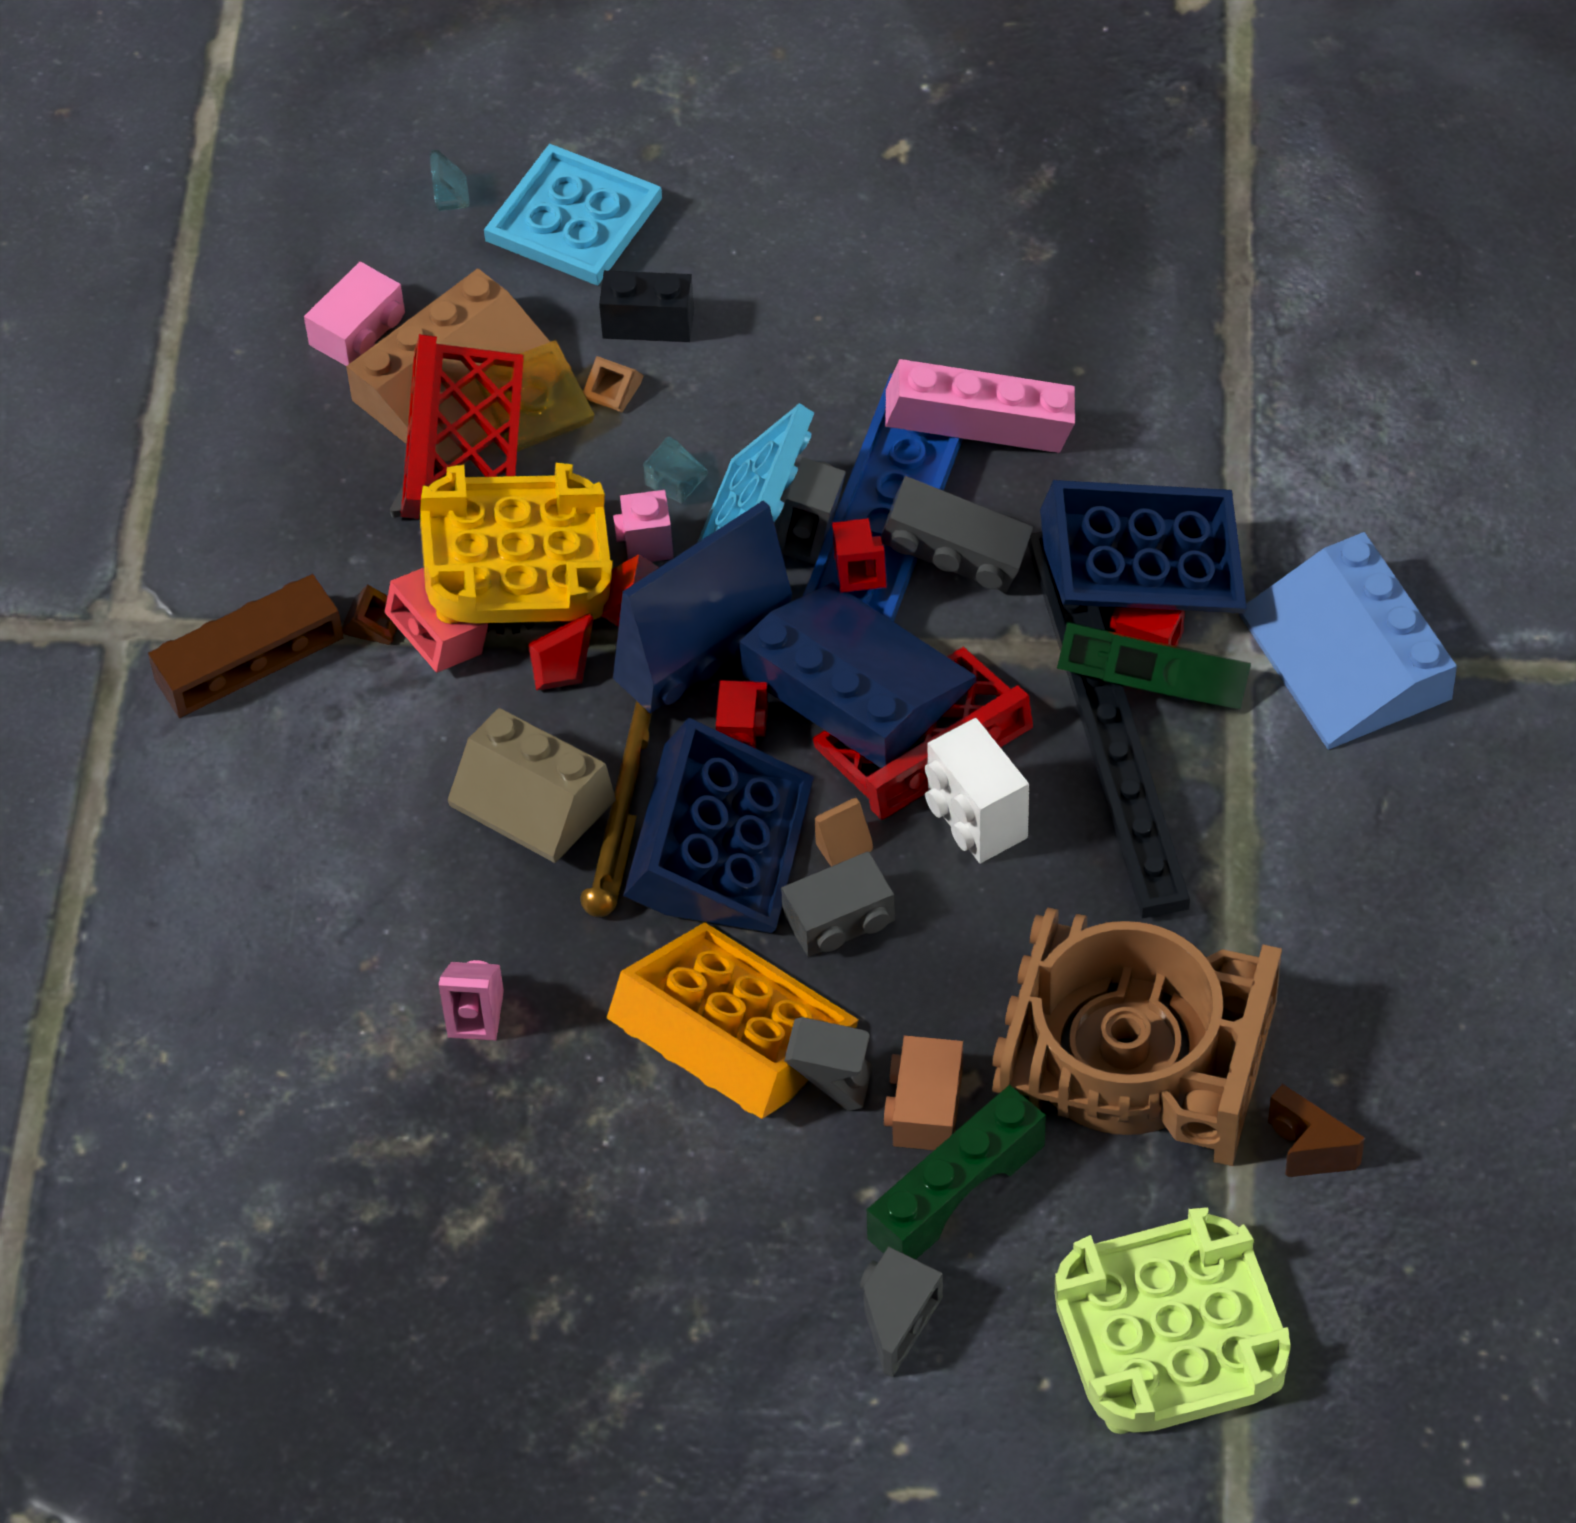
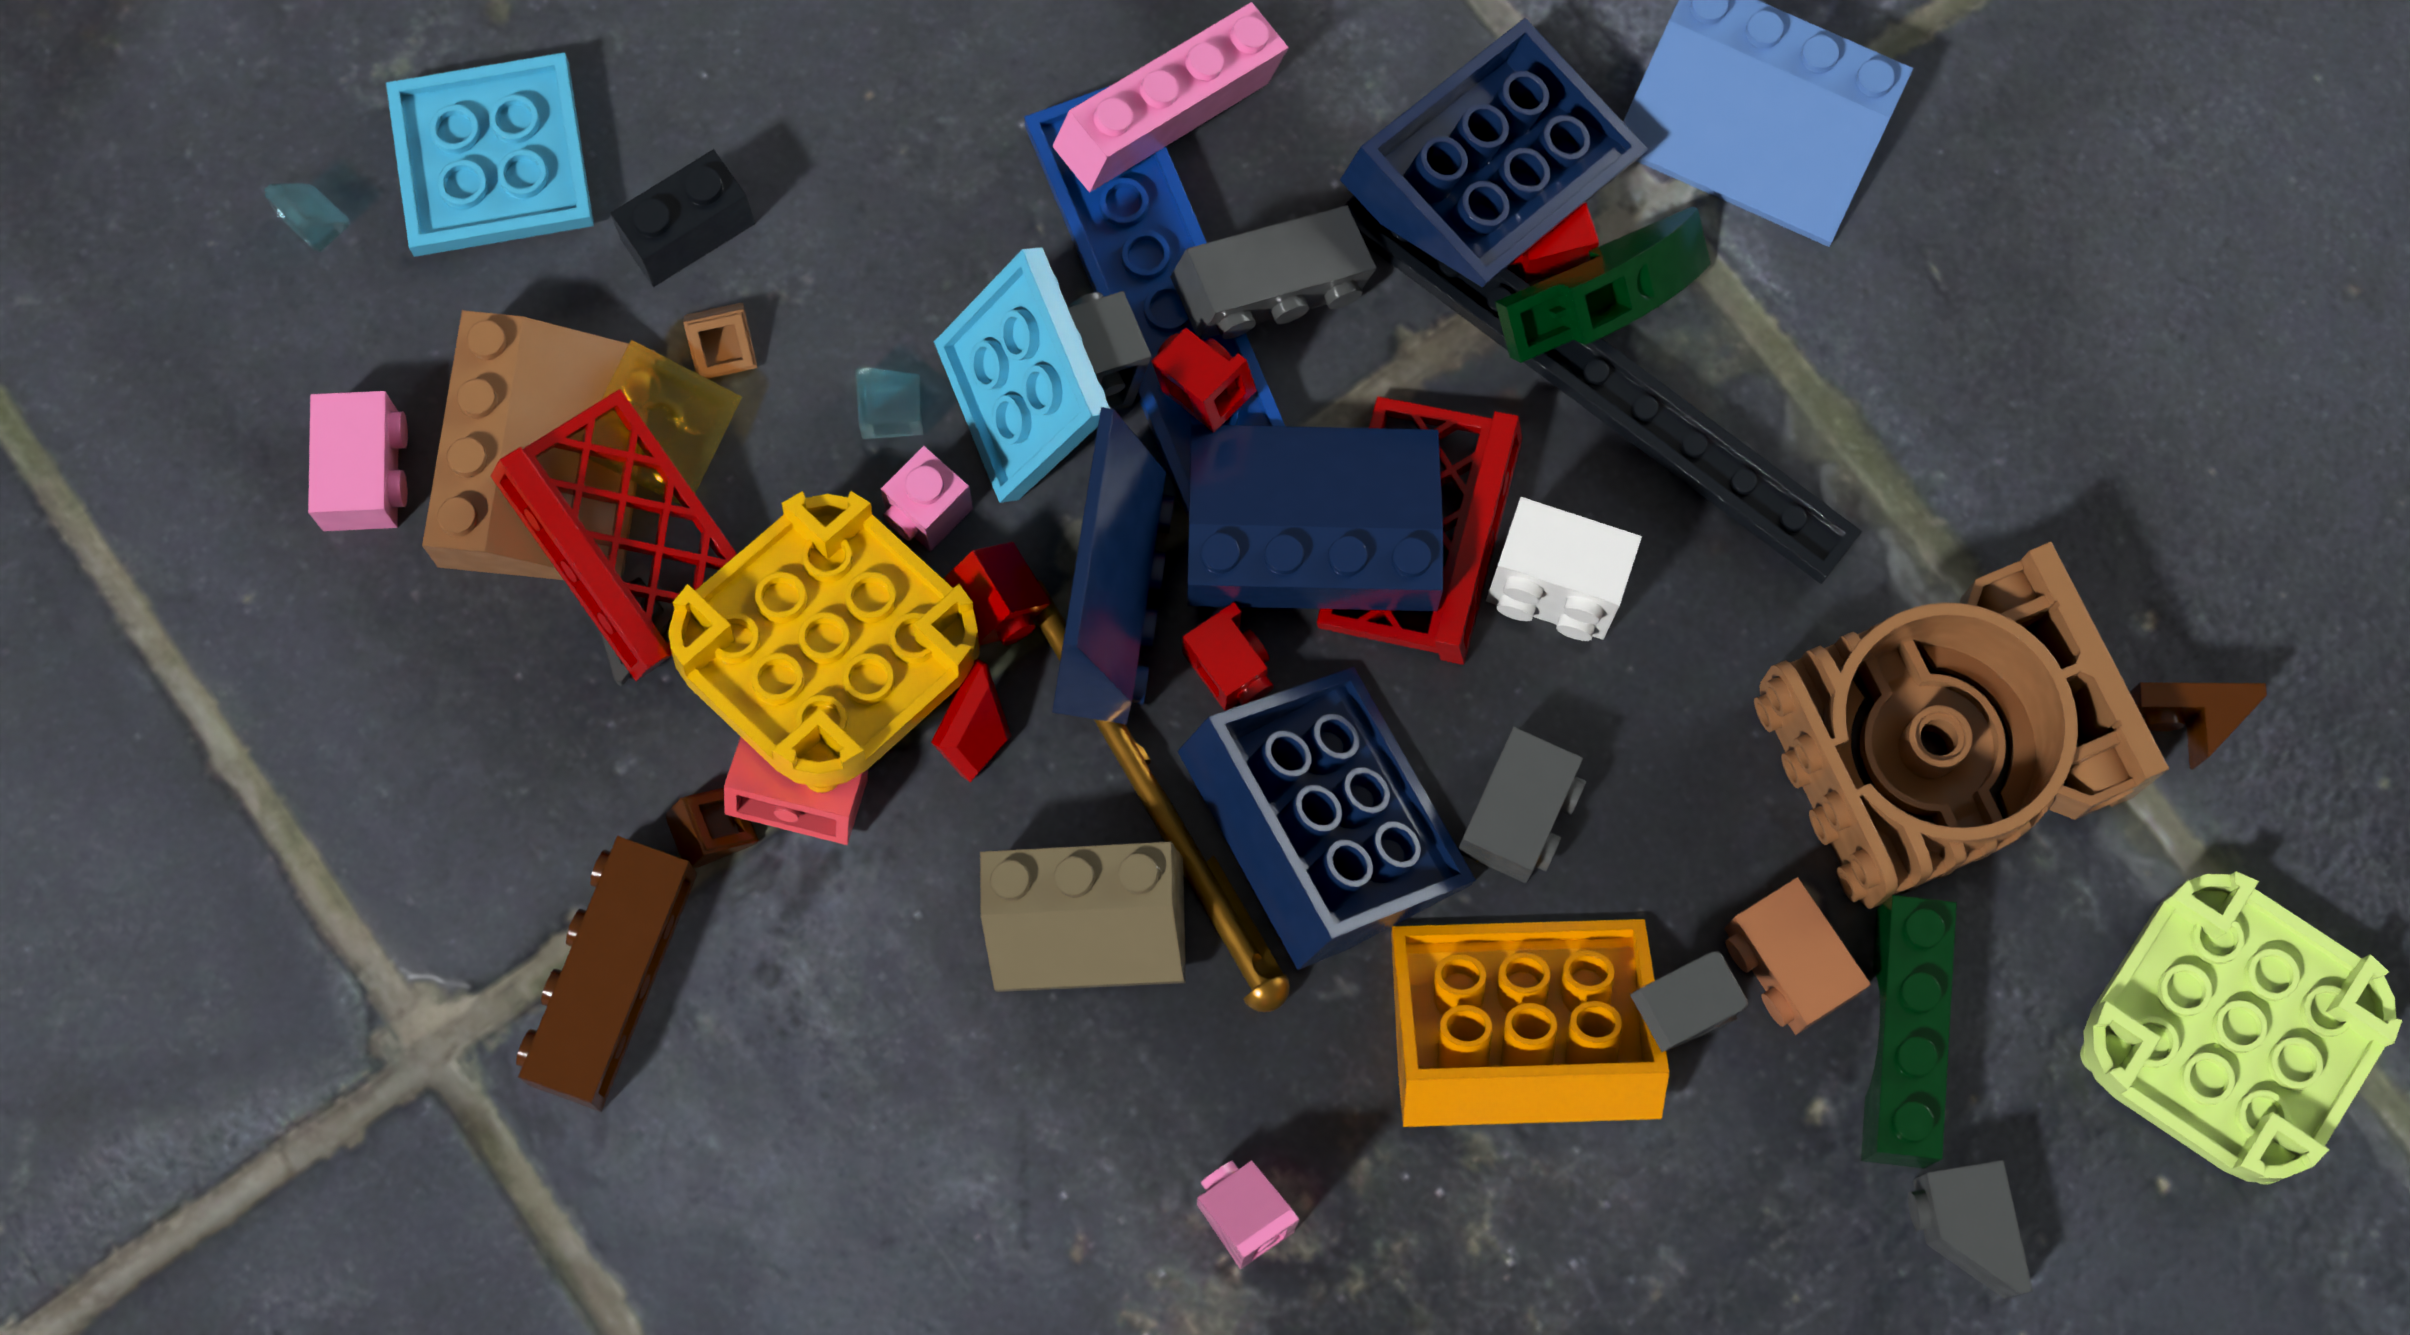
camera: 45 degrees left, 20 degrees up
(842, 832) = (1451, 717): medium nougat slope -> none

